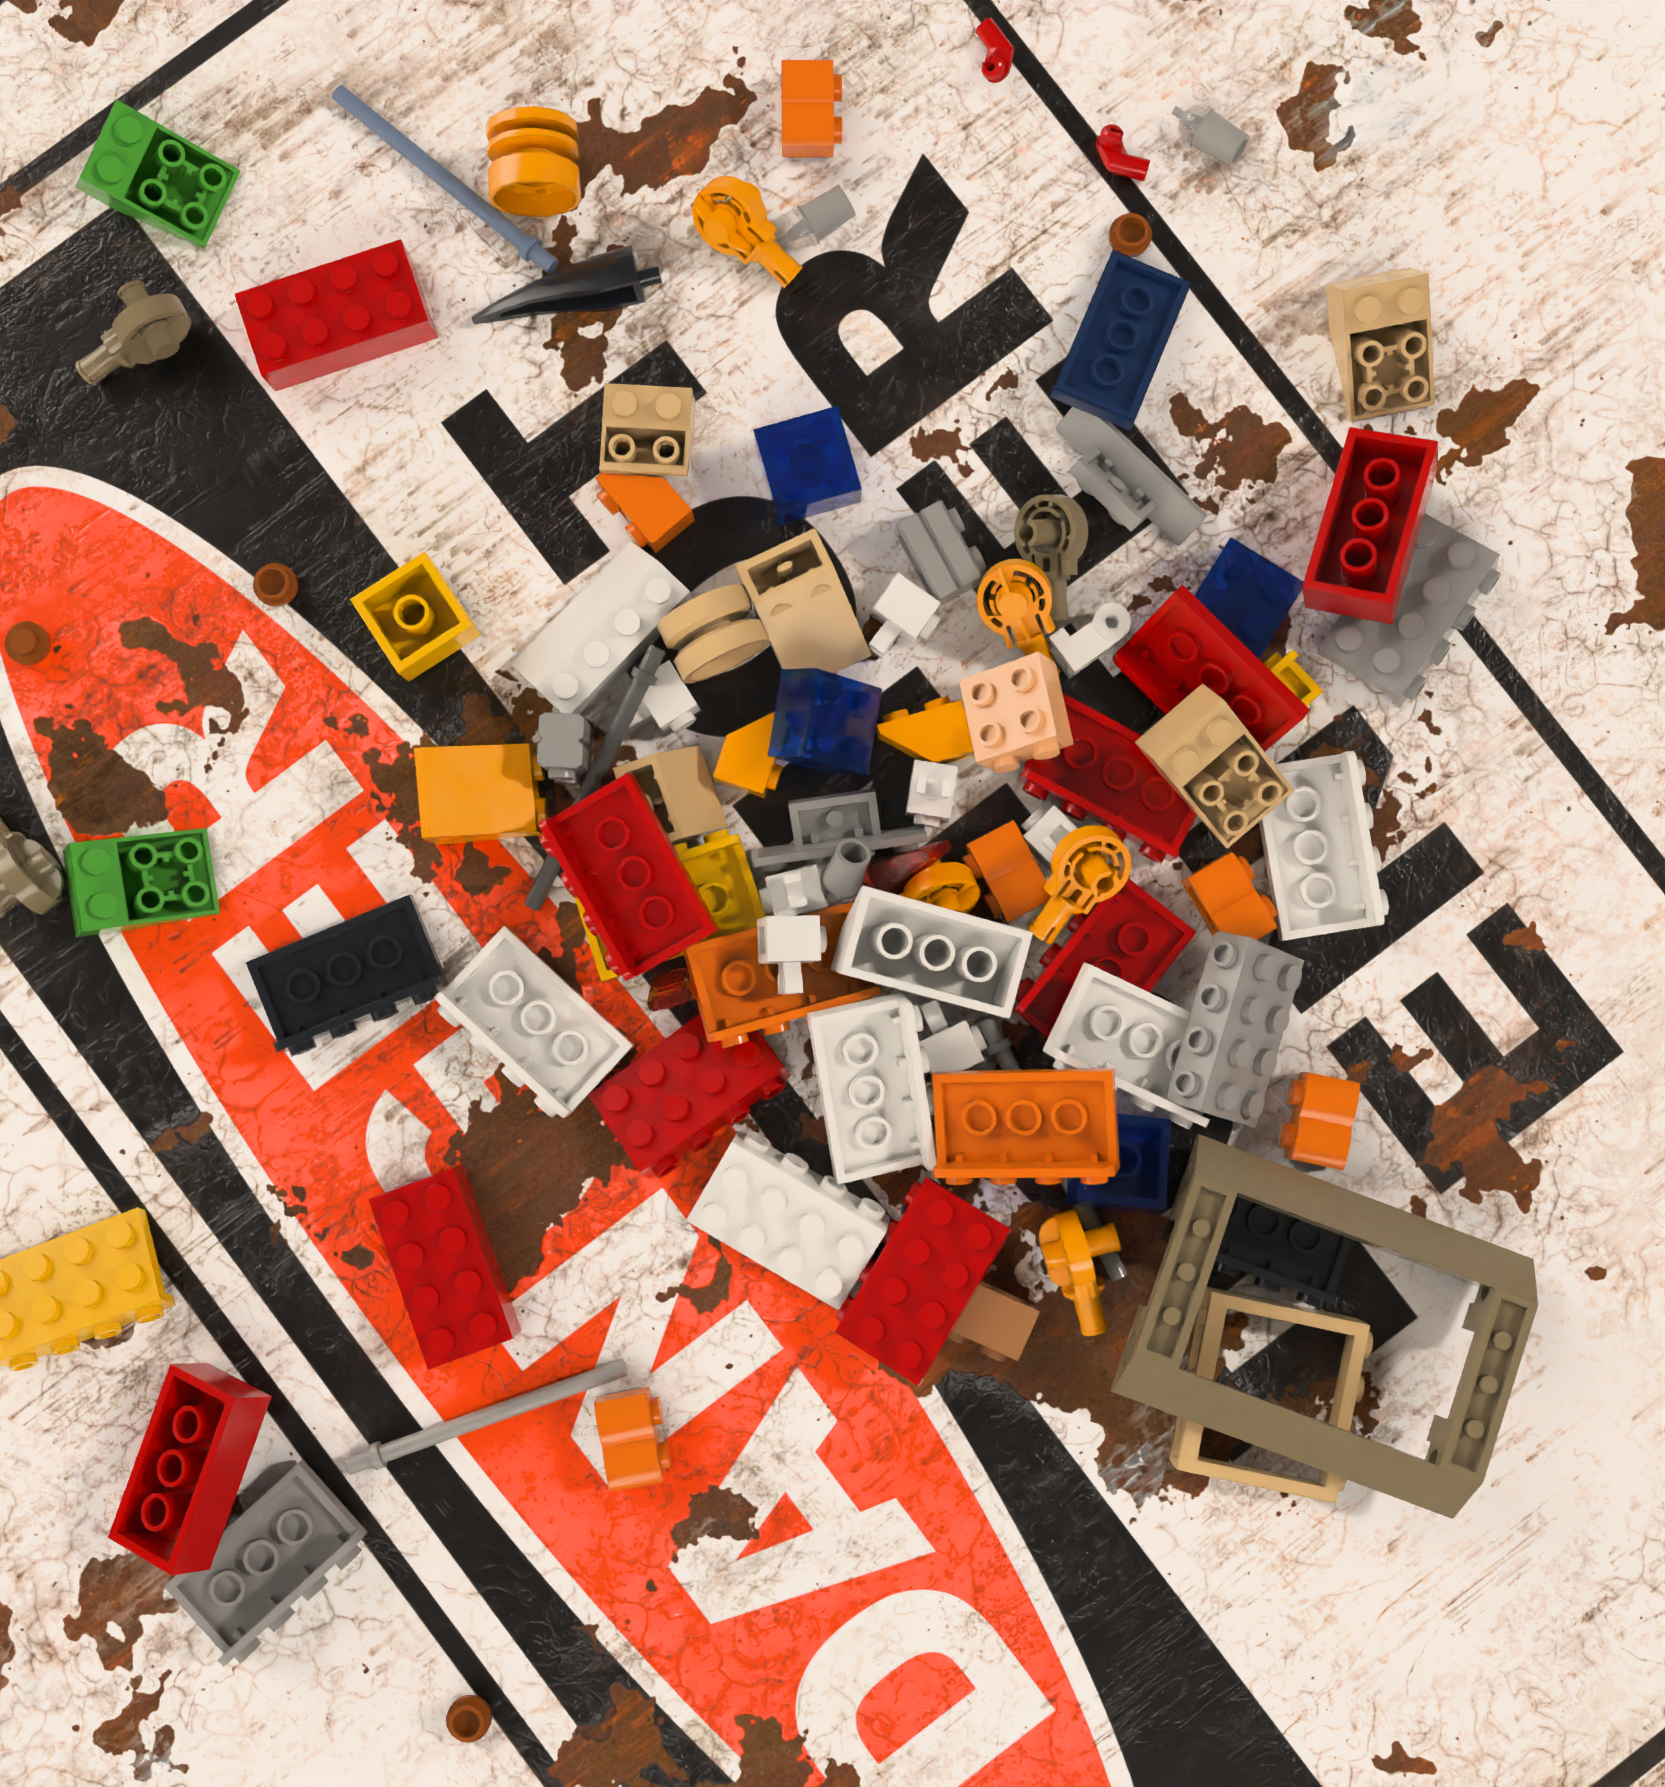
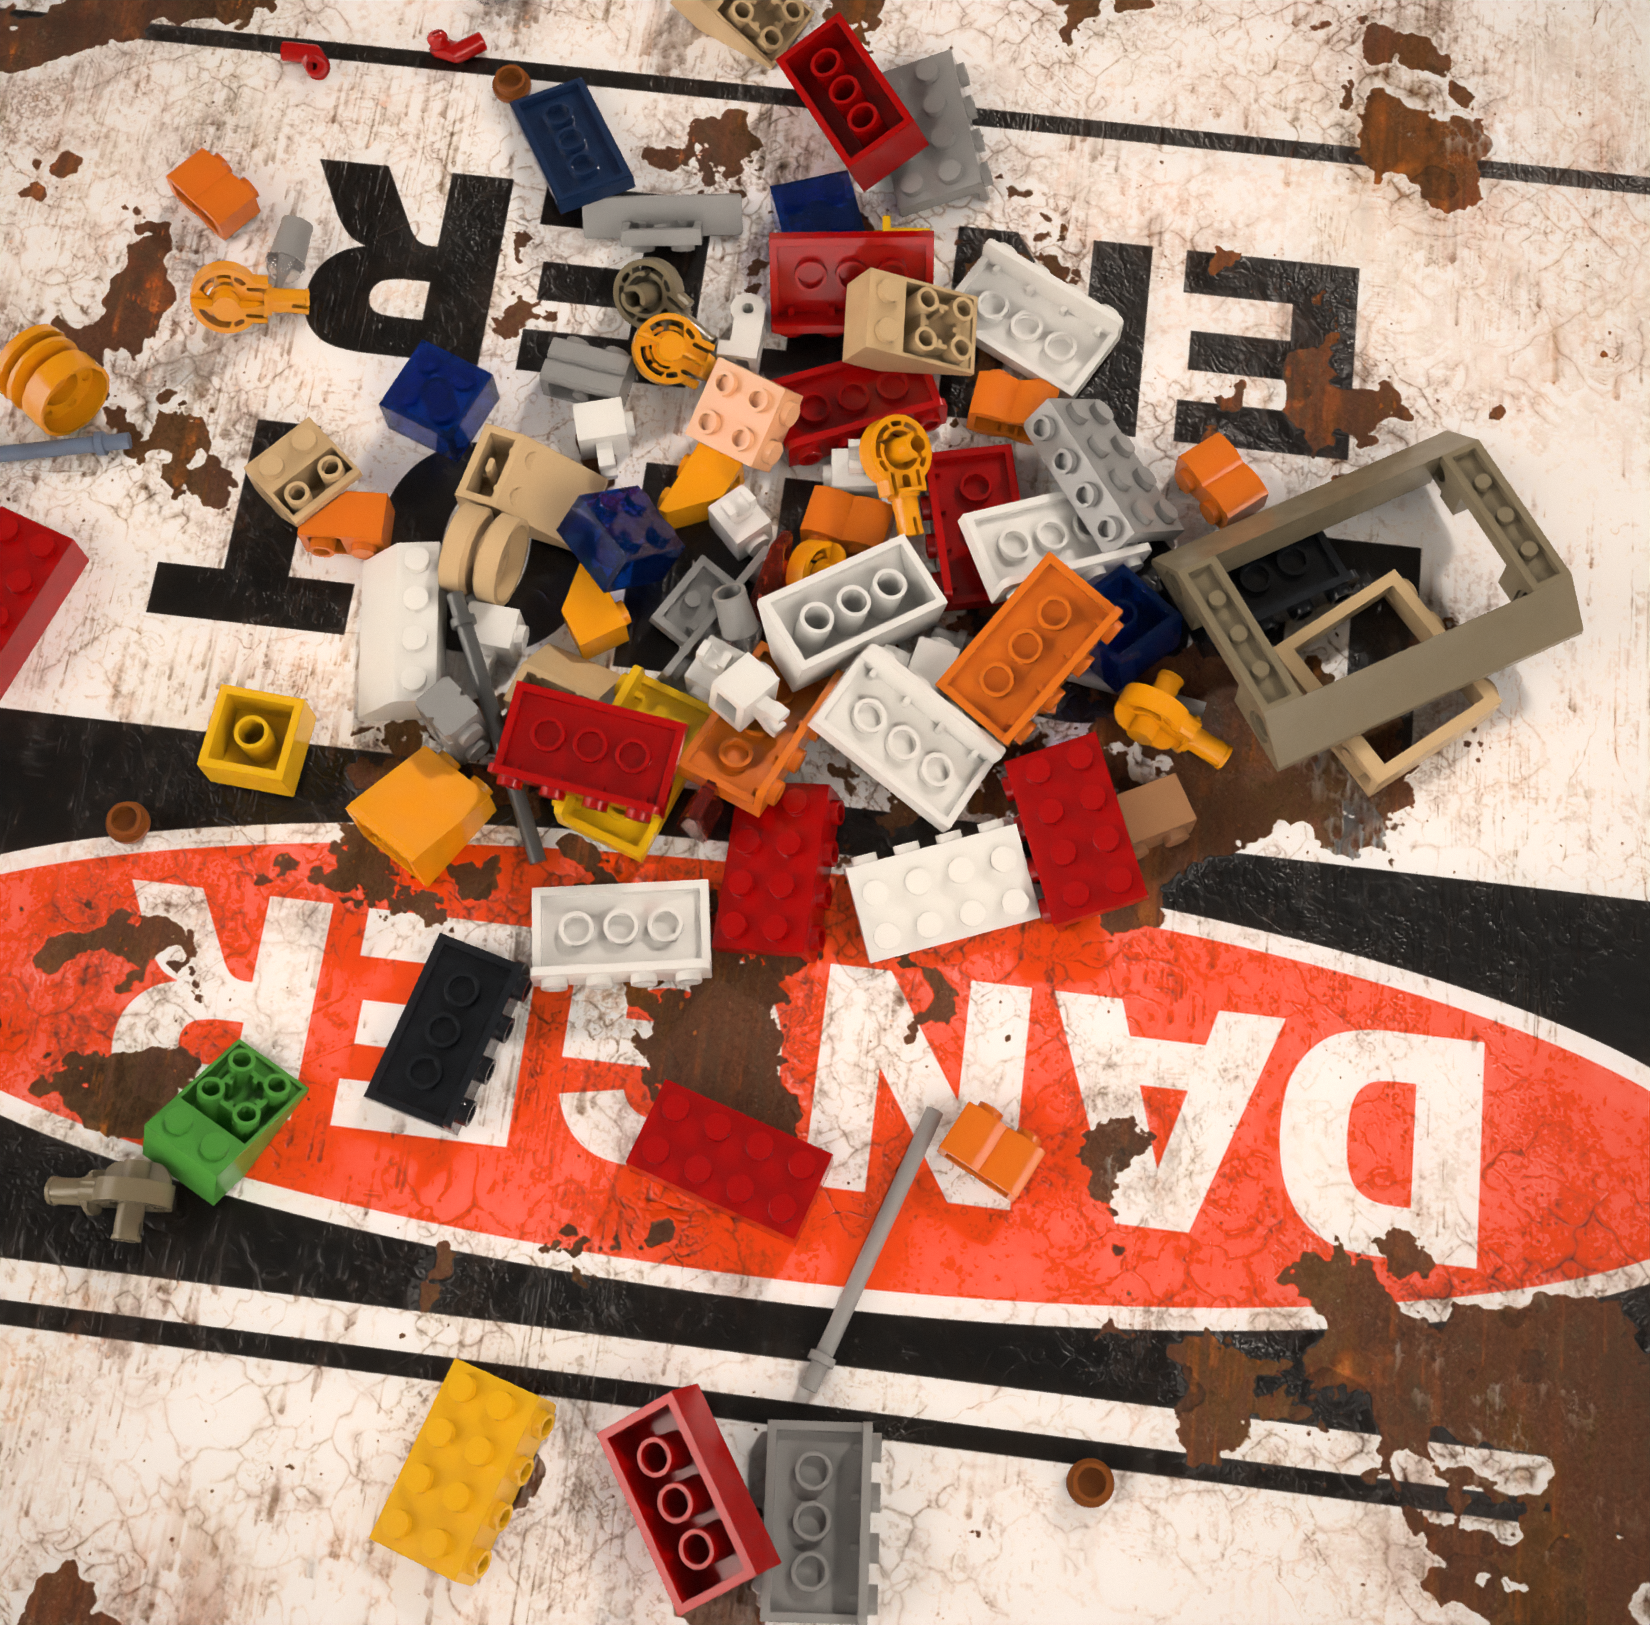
camera: 40 degrees left, 15 degrees down
(589, 285) = (167, 431): black piece -> none

